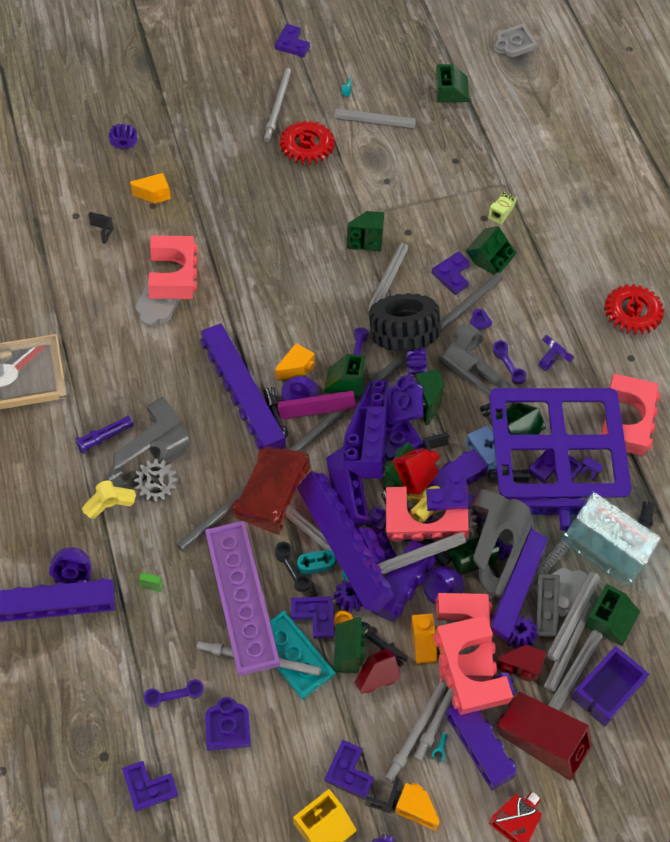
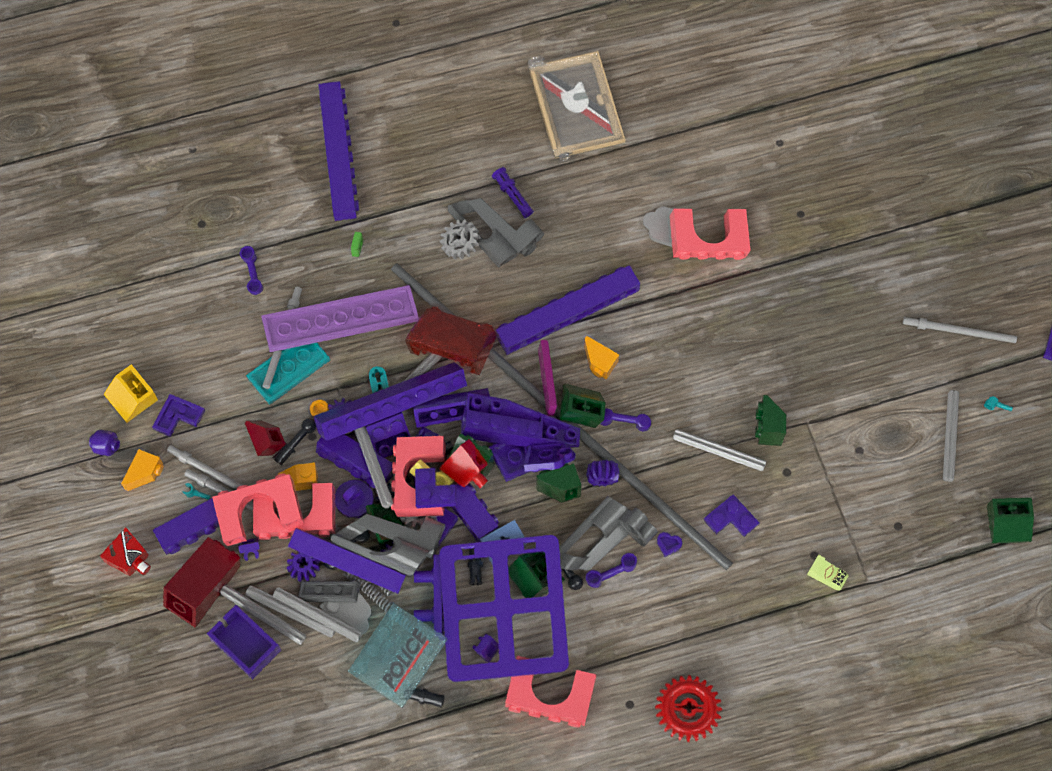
camera: 90 degrees right, 10 degrees up
(70, 566) = (371, 177): dark purple cylinder -> none
(103, 222) = (763, 172): black bracket -> none
(107, 496) = (438, 199): light yellow piece -> none
(123, 136) = (884, 173): dark purple gear -> none
(146, 792) = (168, 253): dark purple plate -> none
(151, 188) = (818, 211): light orange slope -> none
(227, 726) = (222, 316): dark purple plate -> none
(272, 403) = (553, 338): black pin -> none
(282, 553) = (388, 355): black bar -> none
(299, 388) = (568, 365): dark purple tile -> none
(308, 149) = (893, 371): red gear -> none
(319, 611) = (327, 388): dark purple plate -> none
(349, 646) = (288, 411): dark green slope -> none
(384, 806) = (144, 444): black bracket -> none
(404, 322) = (631, 469): black tyre -> none
(435, 441) = (505, 483): black bracket -> none
(491, 250) = (760, 557): dark green slope -> none
(523, 662) = (272, 568): dark red slope -> none
(545, 466) = (487, 624): dark purple plate -> none
(553, 354) = (624, 616): dark purple tile -> none
(613, 615) = (317, 652): dark green slope -> none

